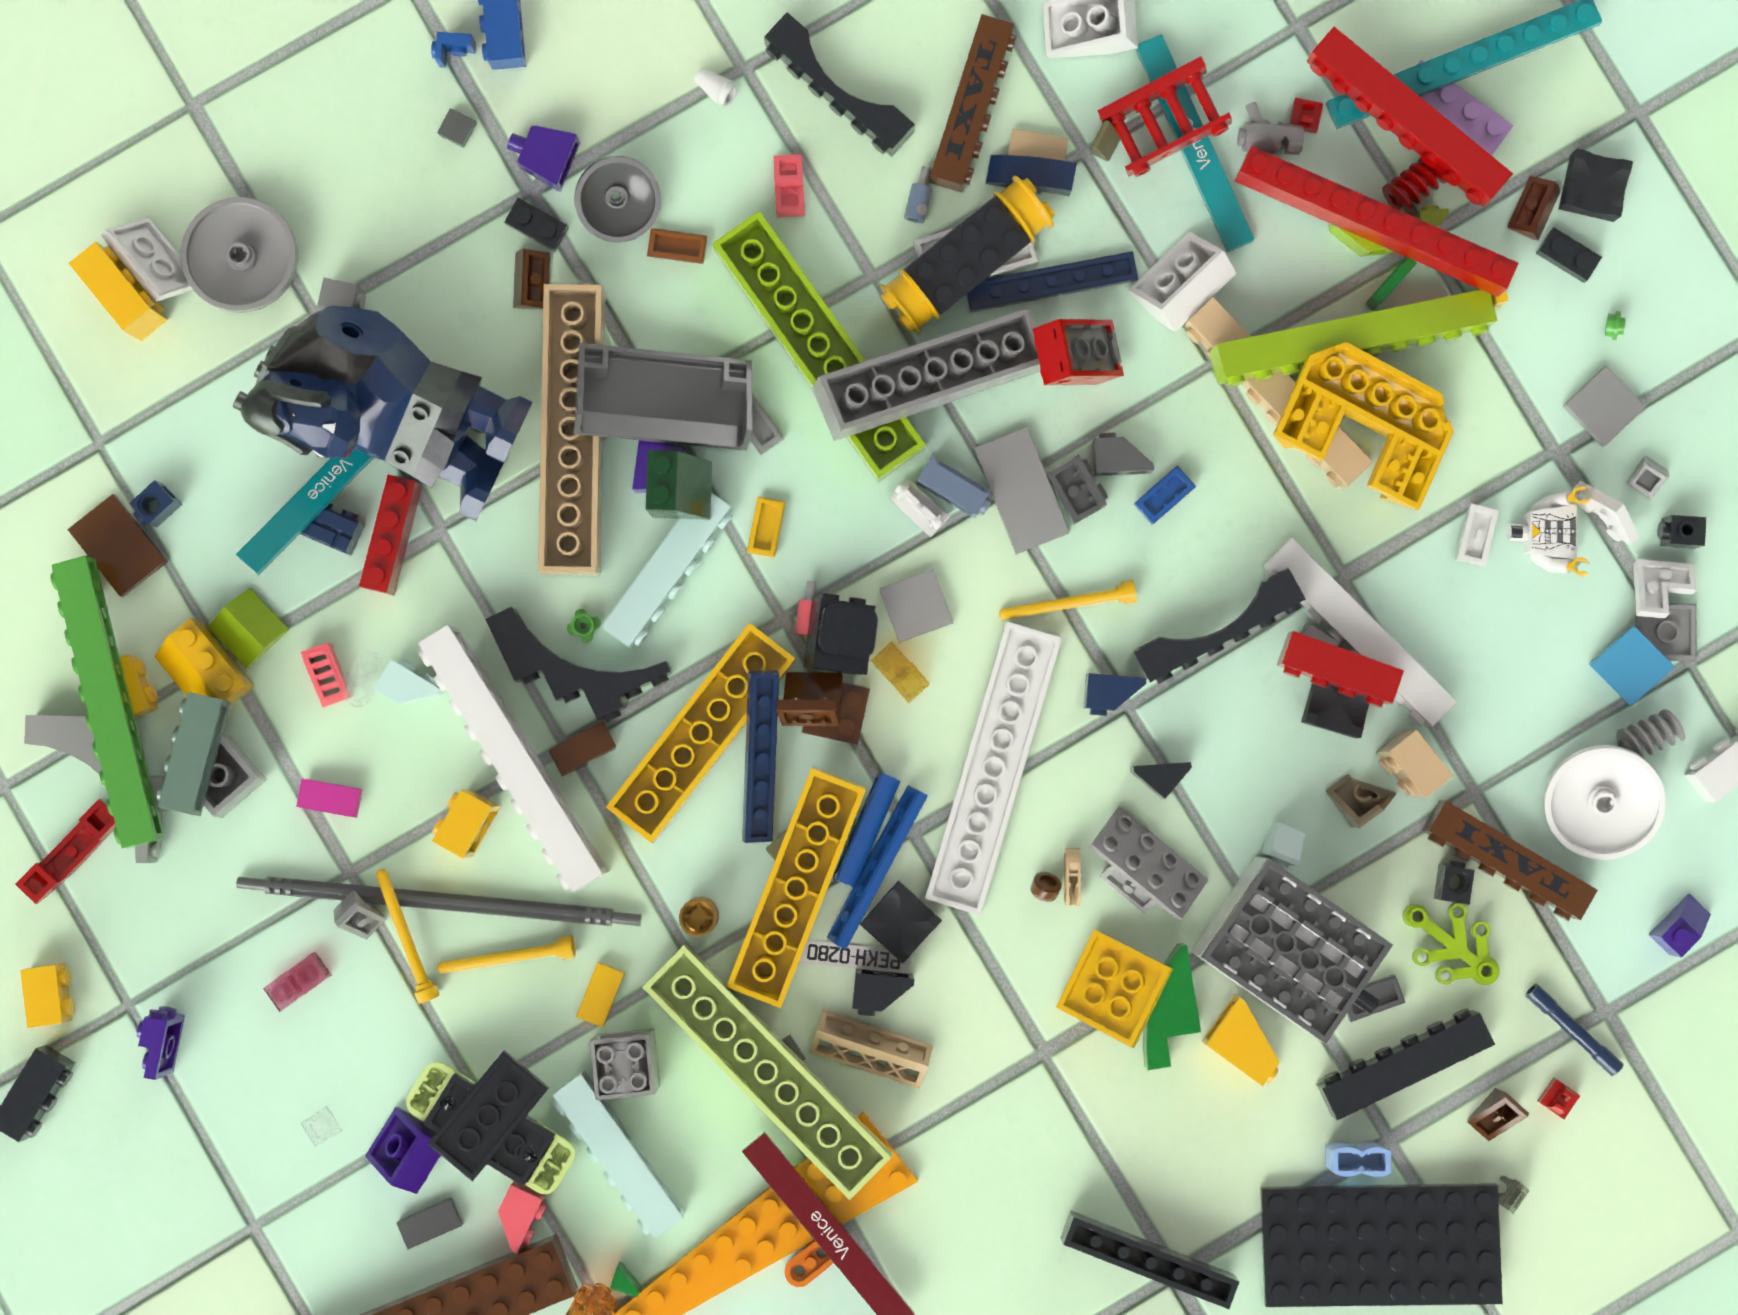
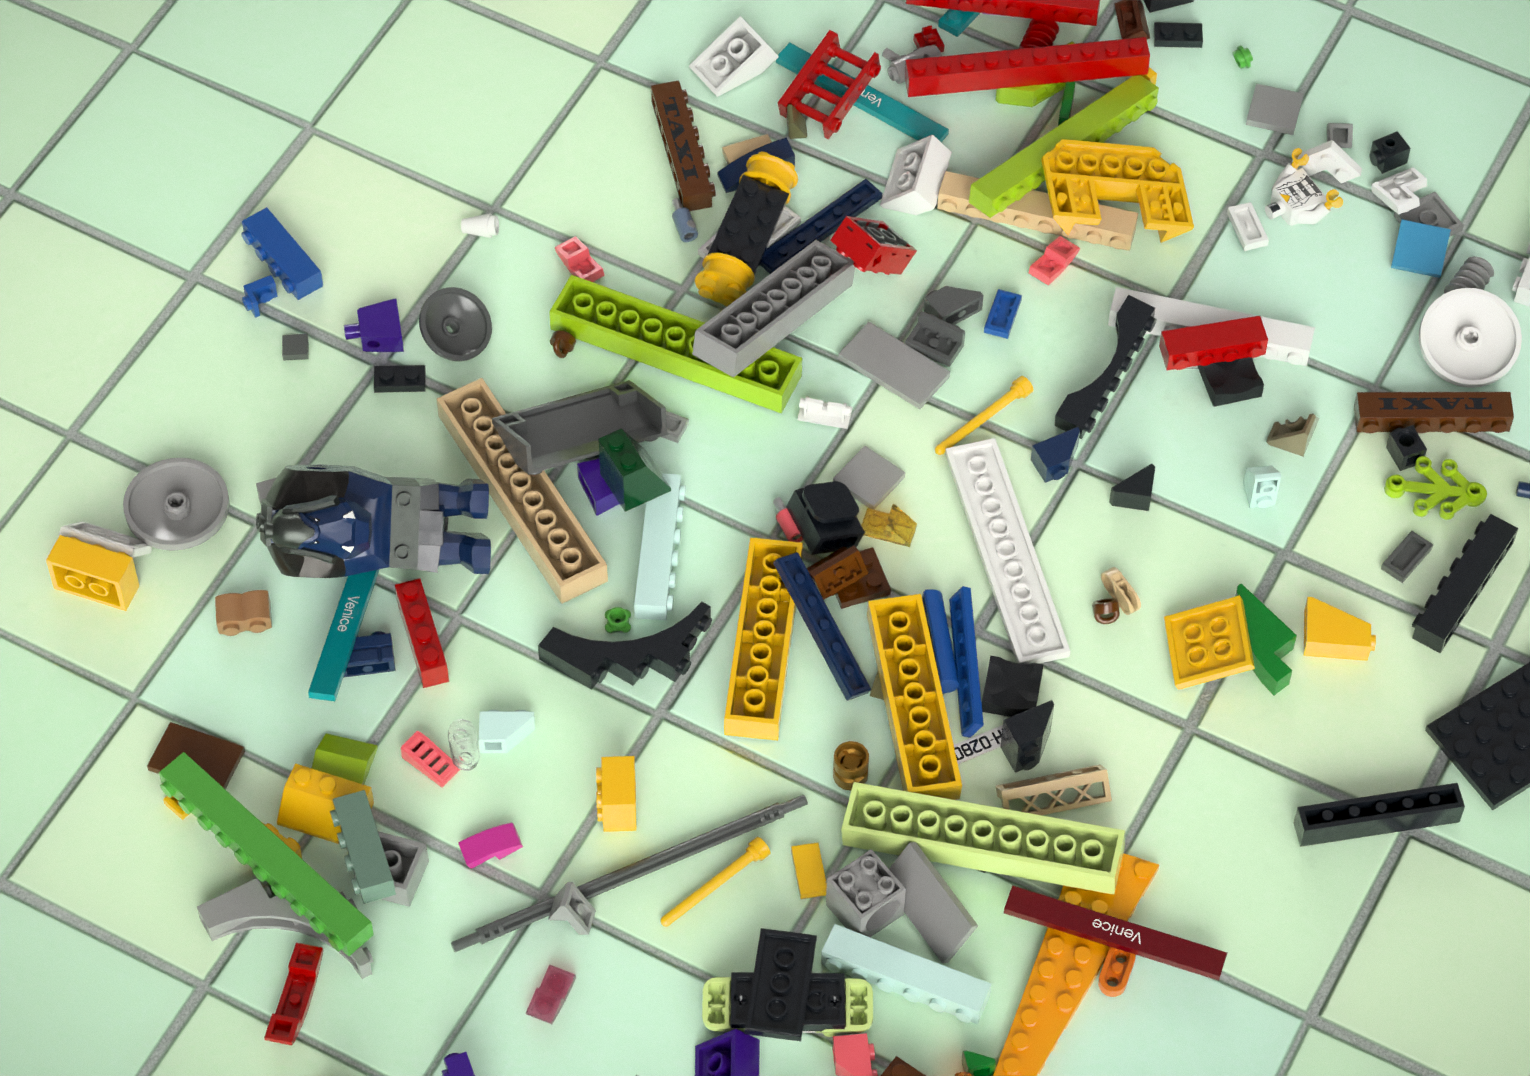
camera: 30 degrees left, 30 degrees down
(167, 504) = (211, 700): dark blue brick -> none
(226, 416) = (243, 612): none -> medium nougat brick
(425, 988) = (663, 940): yellow piece -> none
(512, 757) = (627, 729): white brick -> none
(529, 278) = (418, 416): reddish brown slope -> none
(582, 748) = (674, 702): reddish brown slope -> none
(677, 246) = (520, 339): dark orange tile -> none
(680, 1102) = (932, 904): none -> light grey tile
(715, 275) = (562, 342): none -> reddish brown tile
(766, 527) = (716, 483): yellow tile -> none
(881, 123) = (621, 189): black arch -> none
(954, 488) = (843, 385): sand blue window -> none
(1146, 867) = (1171, 559): light grey bracket -> none
(1256, 460) = (1054, 261): none -> coral slope
(1293, 949) = (1319, 535): dark grey piece -> none
(1352, 1160) = (1480, 660): light blue brick -> none
(1413, 764) = (1315, 381): tan brick -> none

